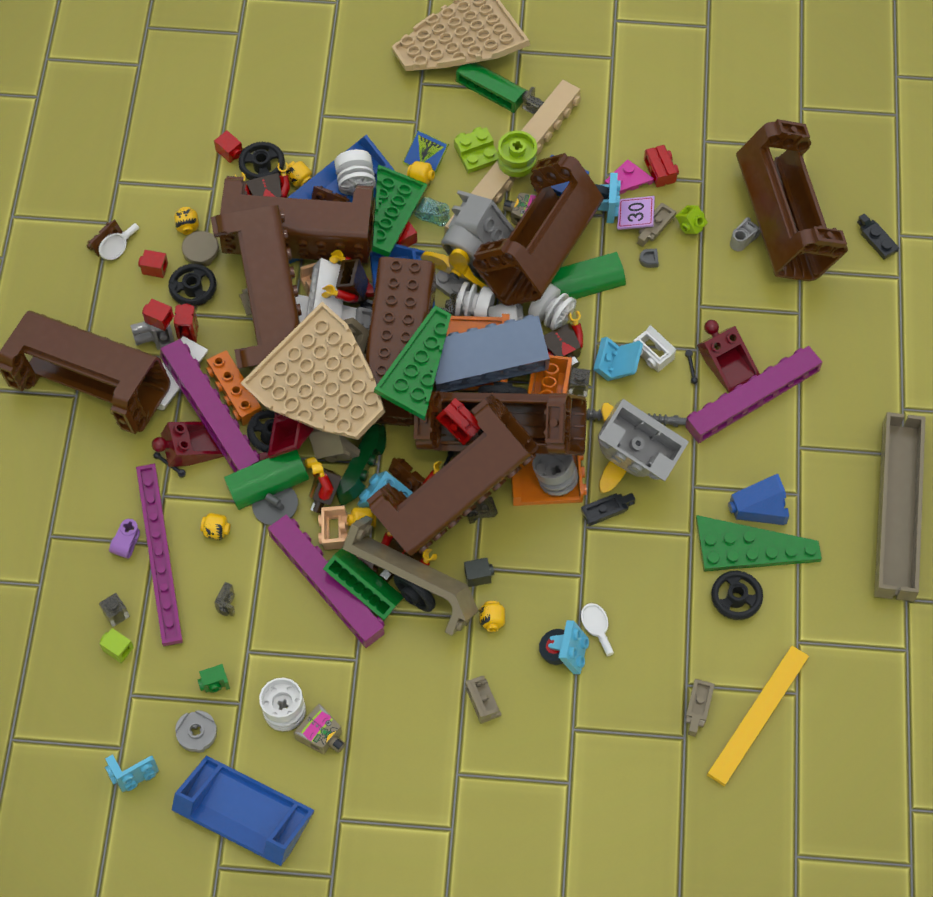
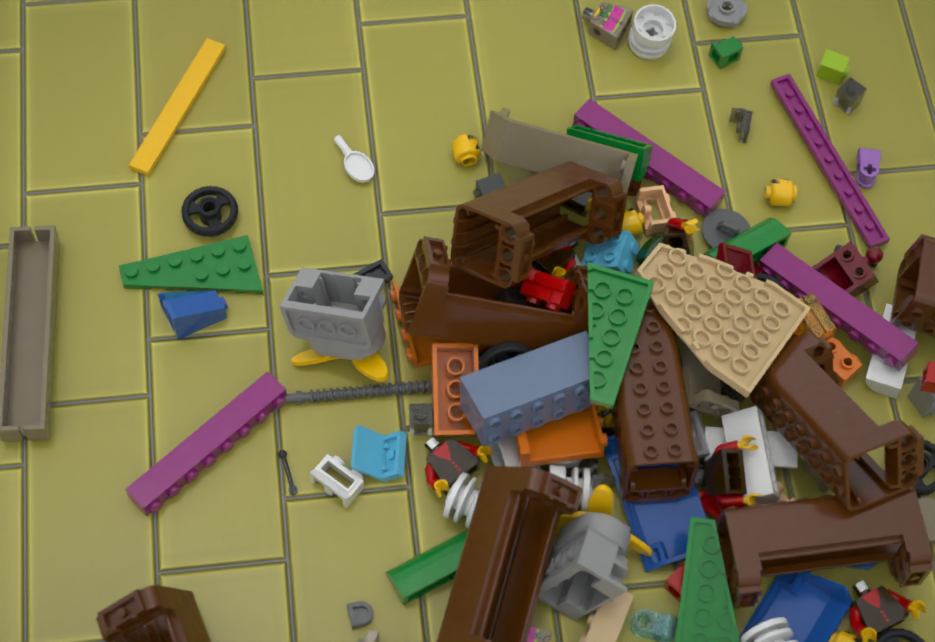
camera: 165 degrees right, 0 degrees up
(186, 322) = (904, 402): red brick -> none
(238, 396) = (816, 319): none -> clear yellow brick
(322, 193) = (802, 620): reddish brown hinge -> none
(482, 699) = (458, 74): dark tan hinge -> none
(565, 647) = (384, 127): medium azure plate -> none
(699, 705) = (239, 102): dark tan hinge -> none
(731, 361) = (245, 486): dark red slope -> none

